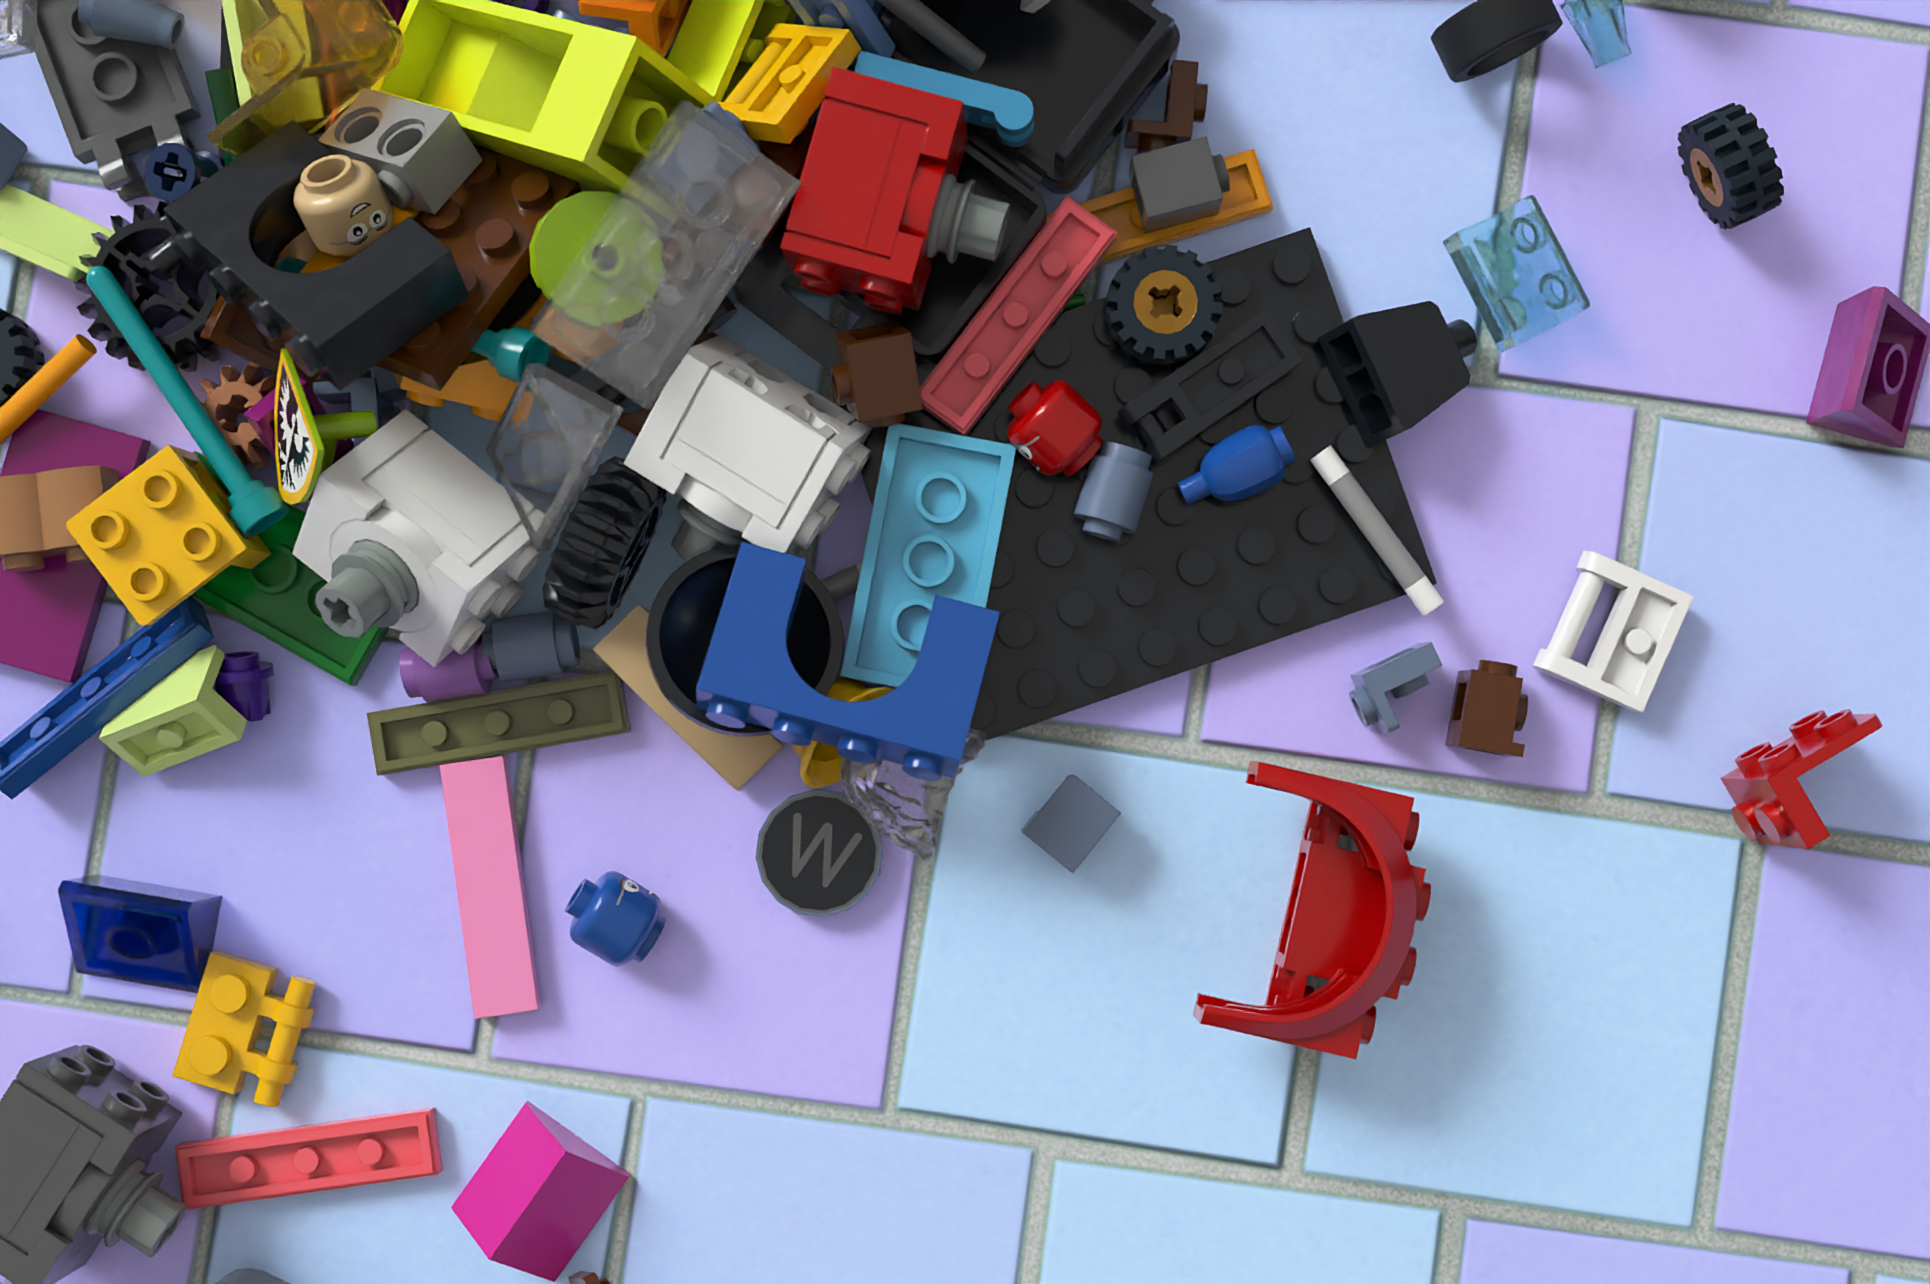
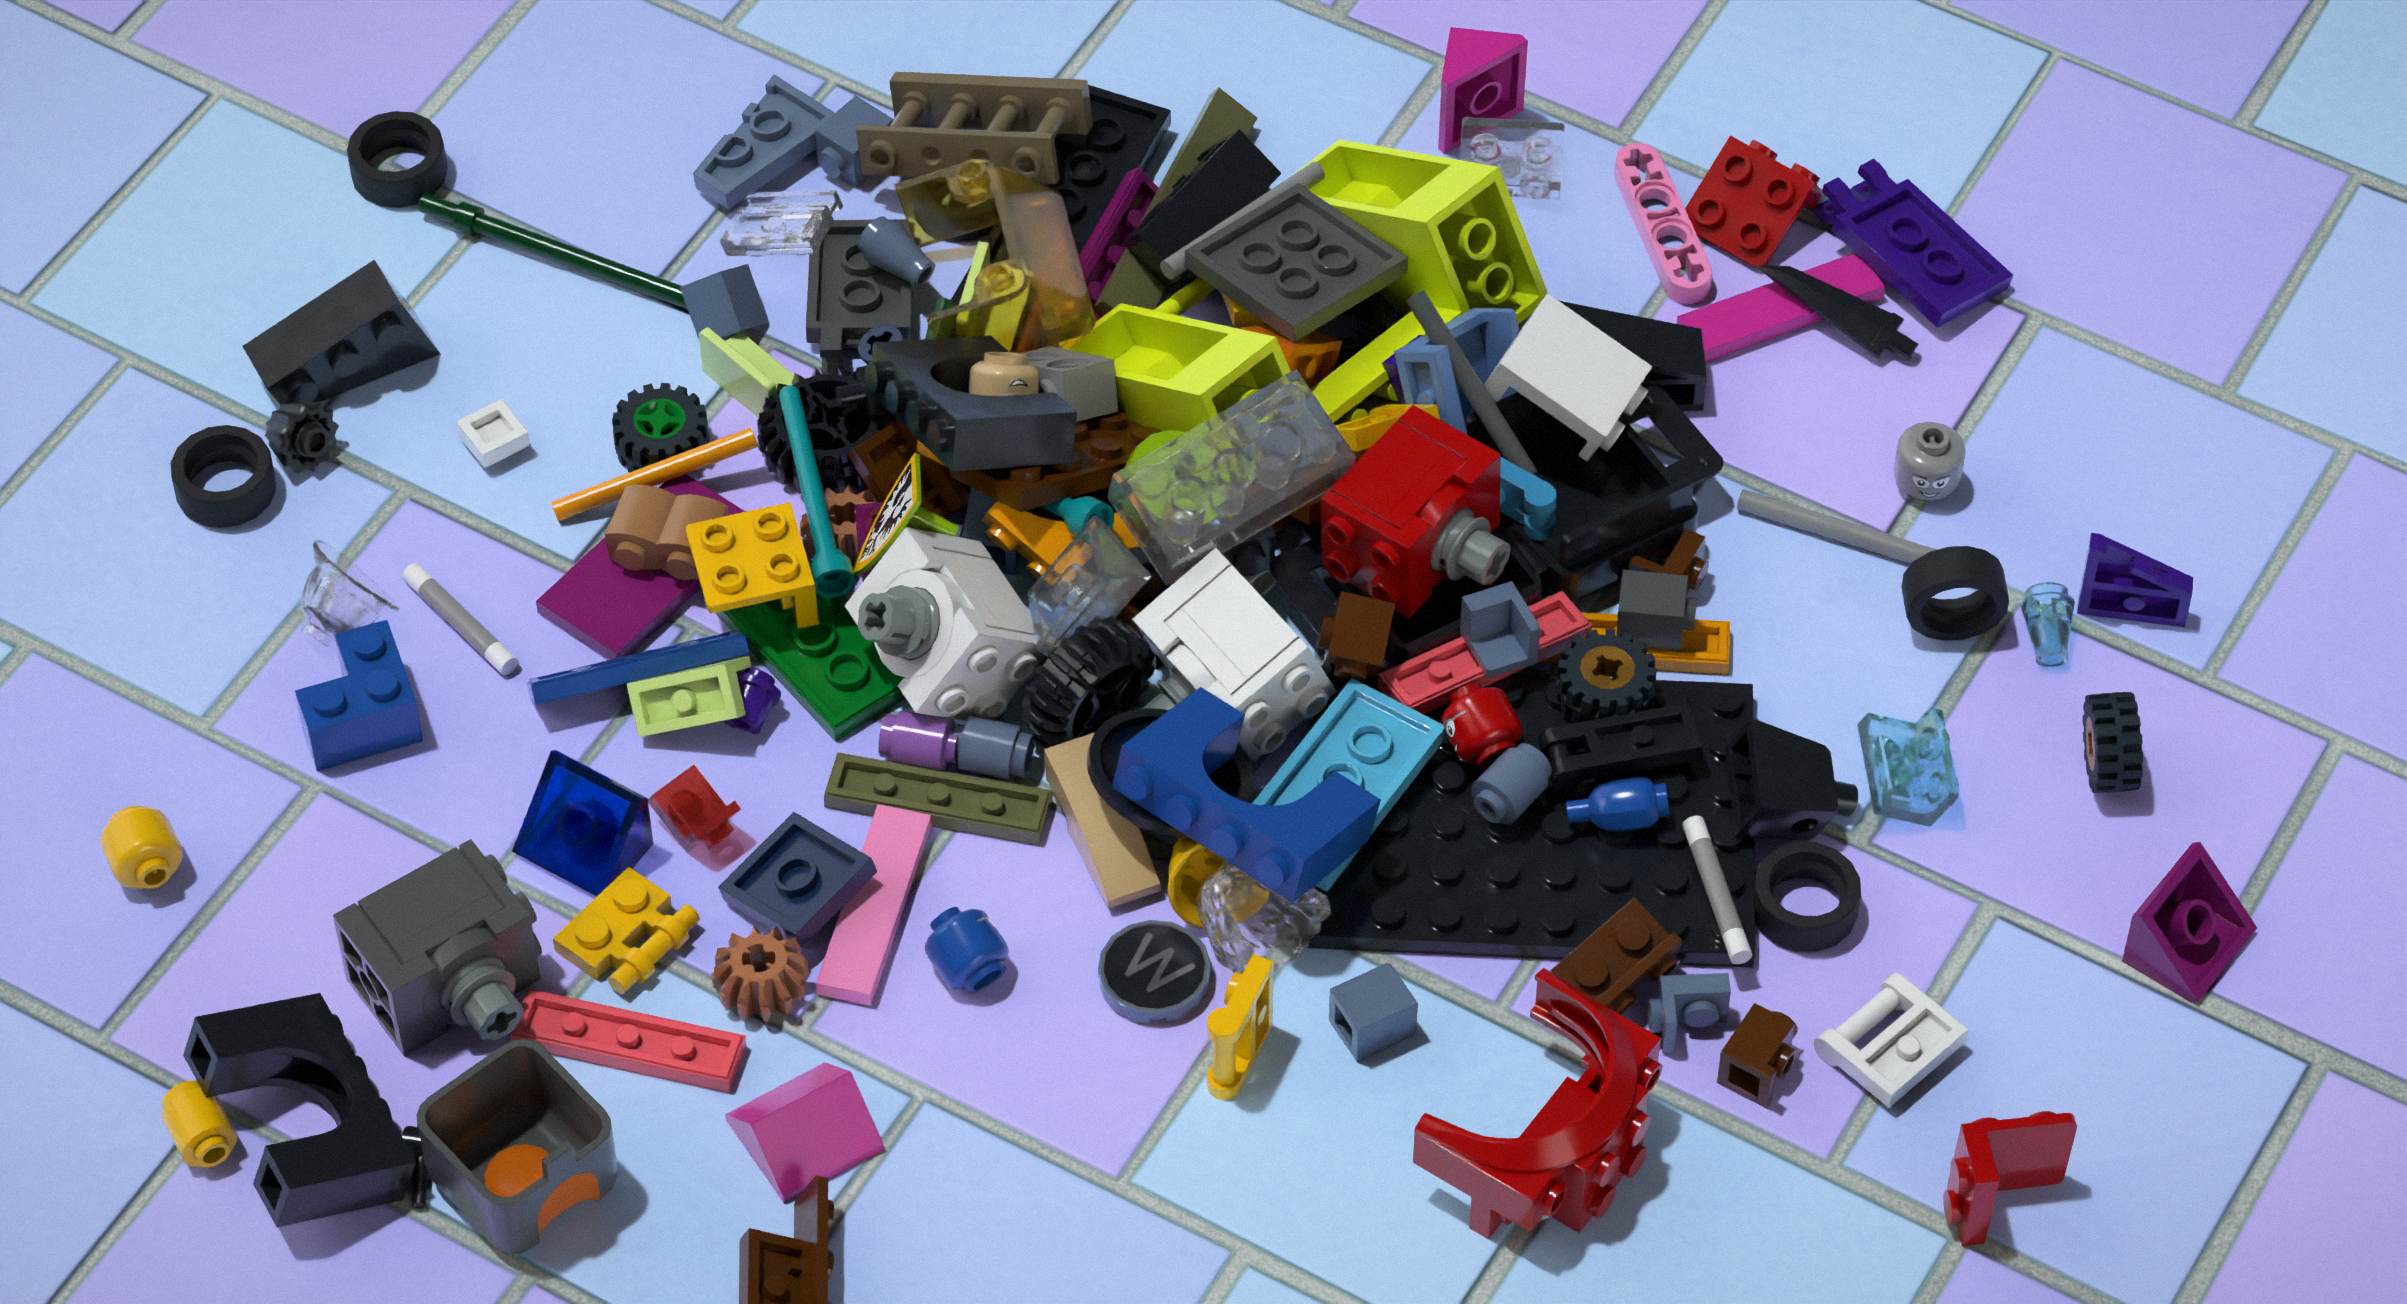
camera: 25 degrees right, 35 degrees down
(248, 857) = (694, 810): none -> clear red bracket
(398, 905) = (797, 879): none -> dark blue plate
(419, 1059) = (760, 974): none -> nougat gear
(946, 901) = (1240, 1027): none -> yellow plate
(1030, 299) = (1499, 629): none -> sand blue panel
(1306, 663) = (1621, 957): none -> reddish brown bracket
(1502, 456) = (1814, 862): none -> black tyre

